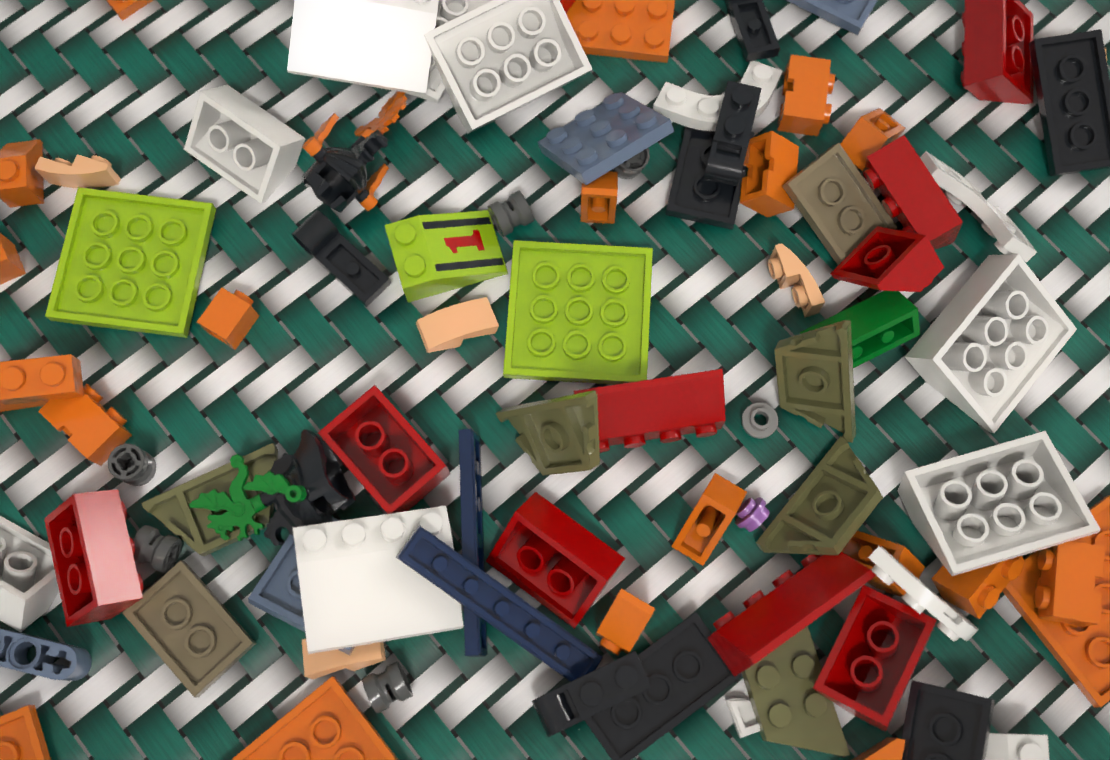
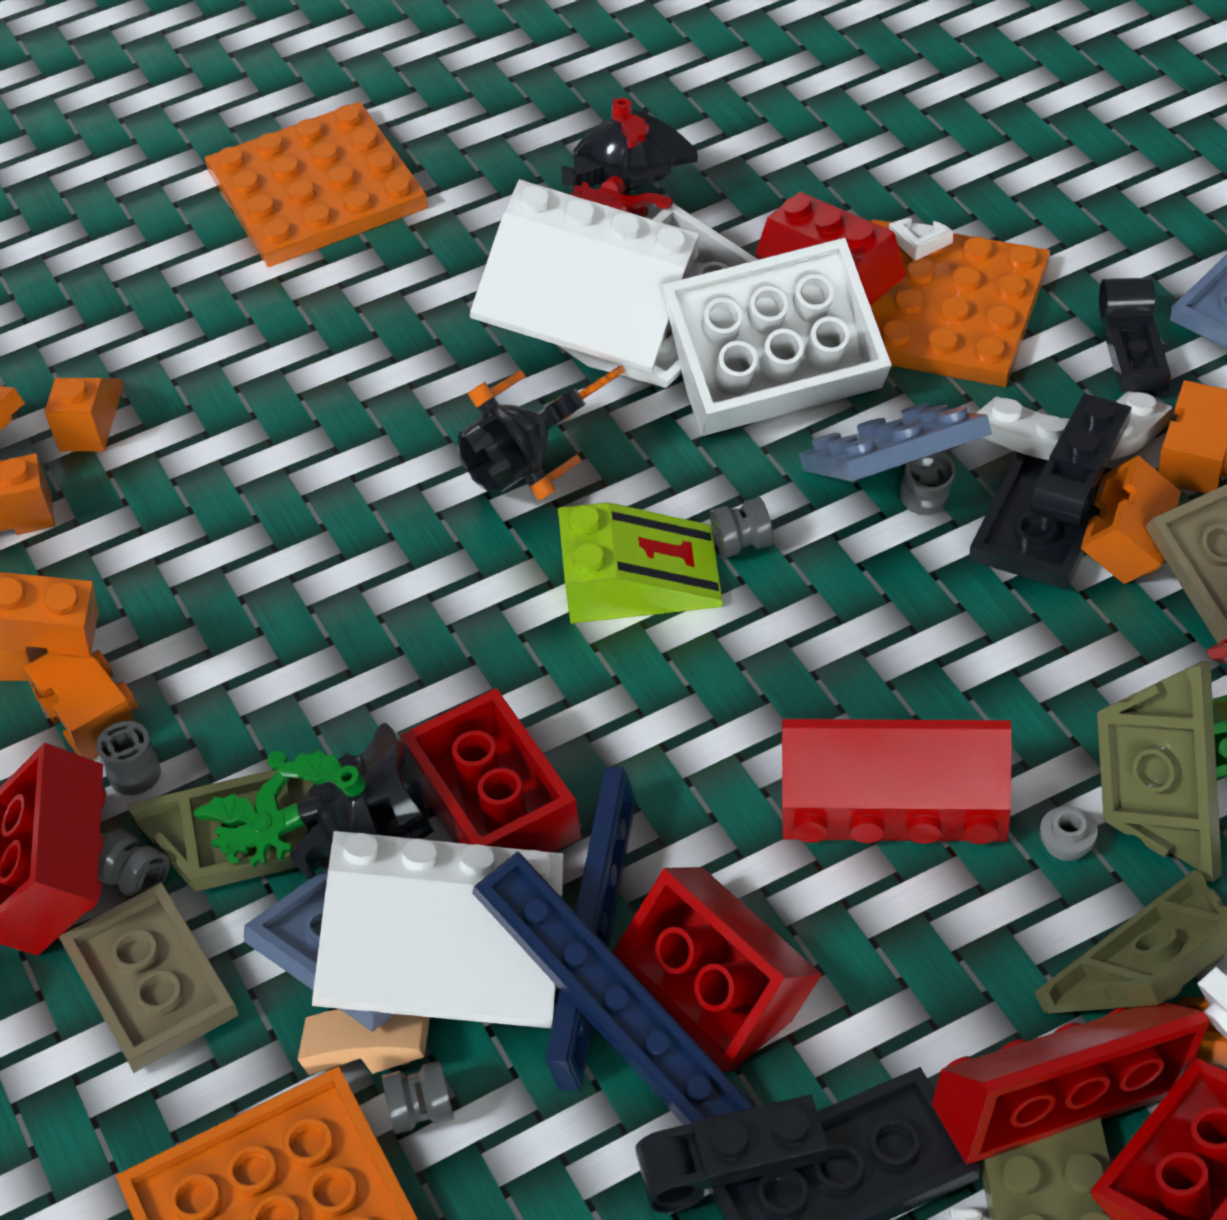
camera: 15 degrees right, 25 degrees down
(83, 173) = (167, 419): light nougat slope -> none
(131, 262) = (201, 525): lime plate -> none
(229, 317) = (313, 601): orange brick -> none
(242, 142) = (388, 406): white slope -> none
(341, 258) = (486, 552): black plate -> none
(457, 322) = (620, 649): light nougat slope -> none
(558, 432) = (751, 781): olive wing -> none
(578, 313) = (811, 649): lime plate -> none
(600, 199) = (872, 521): orange slope -> none
(624, 623) = (805, 1049): orange slope -> none
(709, 519) = (964, 946): orange slope -> none
(751, 514) = (1033, 950): medium lavender plate -> none
(792, 272) = (1146, 644): light nougat slope -> none

